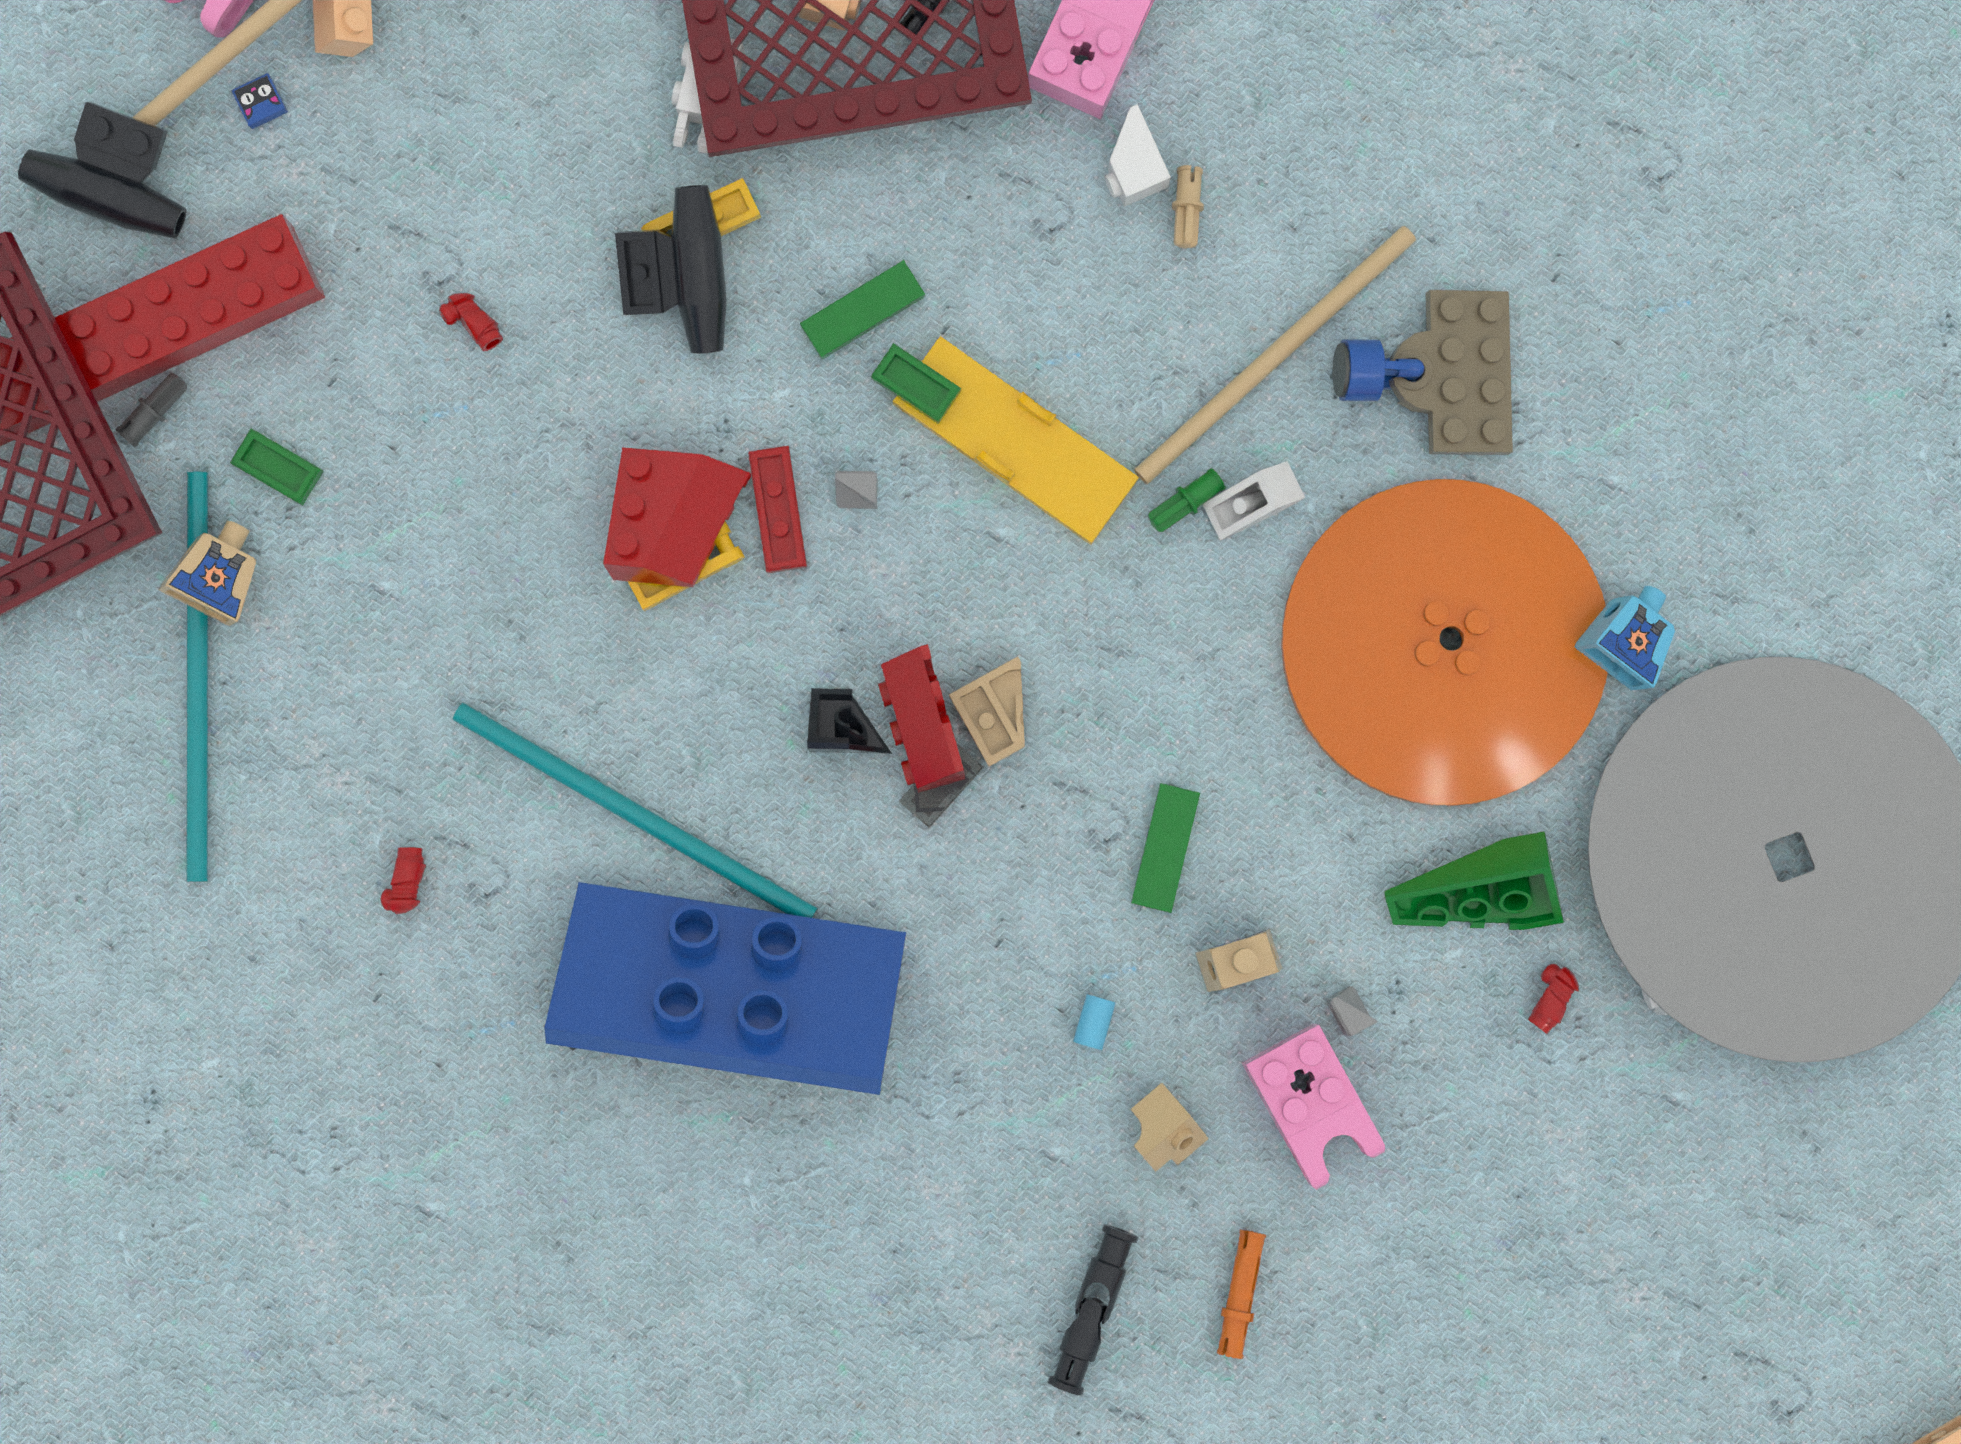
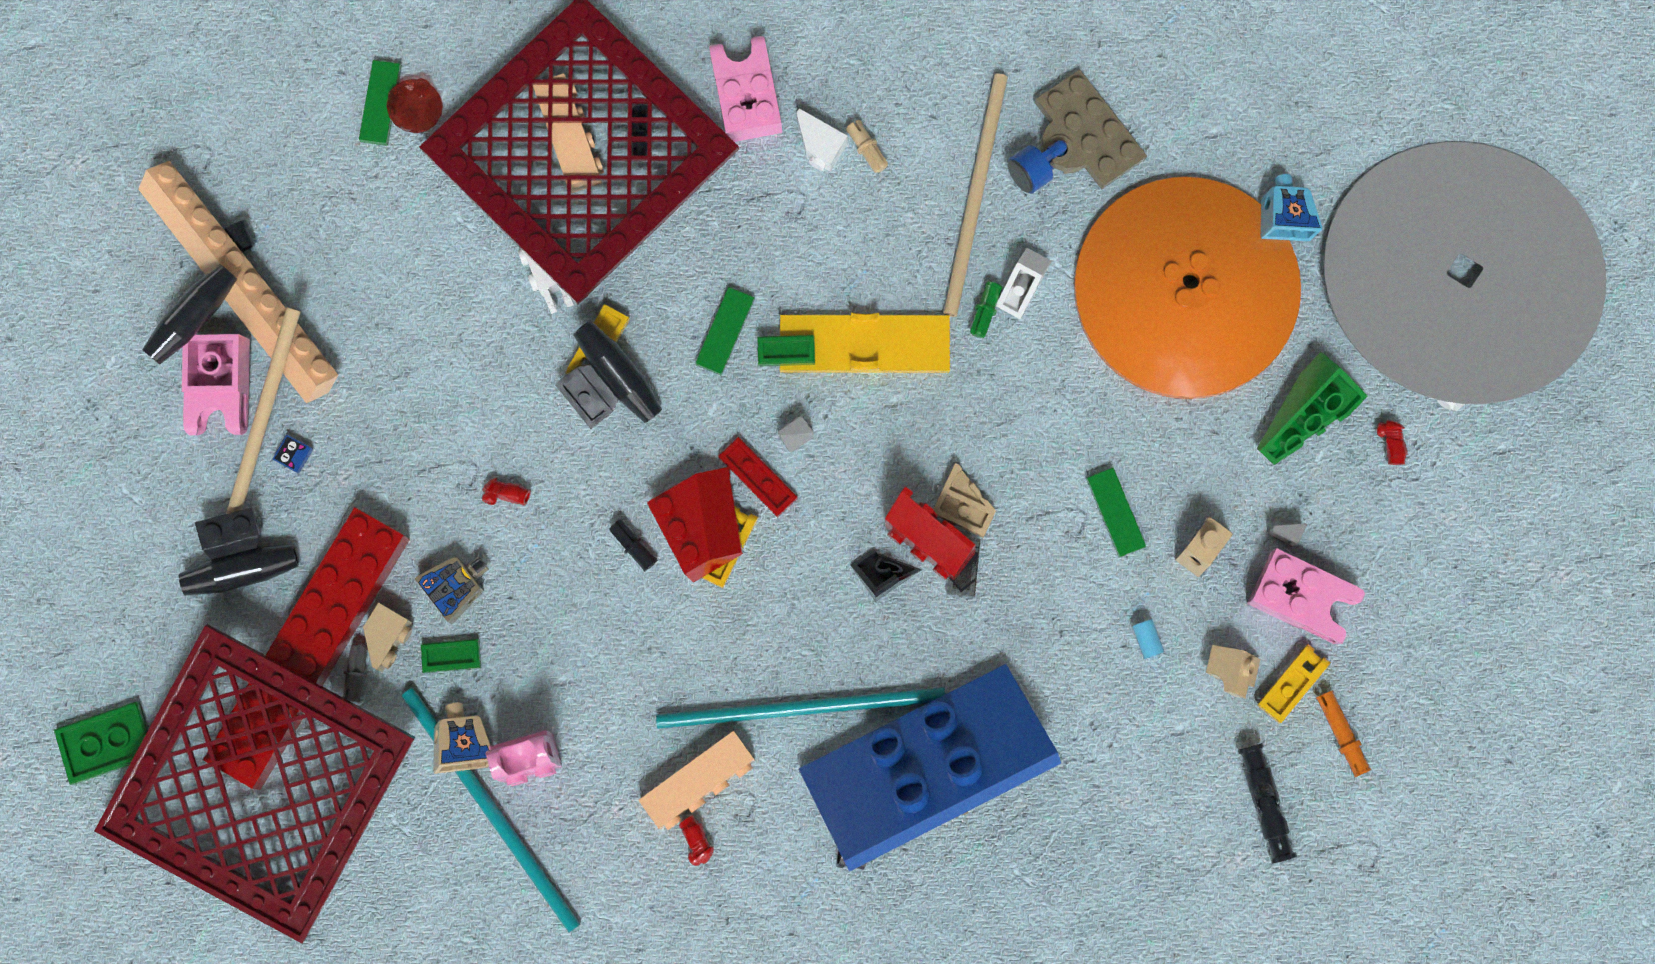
camera: 30 degrees left, 5 degrees down
(215, 387) = (384, 634): none -> tan slope
(267, 642) = (524, 757): none -> bright pink brick
(333, 387) = (453, 586): none -> torso
(454, 812) = (697, 780): none -> light nougat brick
(575, 486) = (633, 545): none -> black axle
(1224, 1195) = (1293, 684): none -> yellow plate

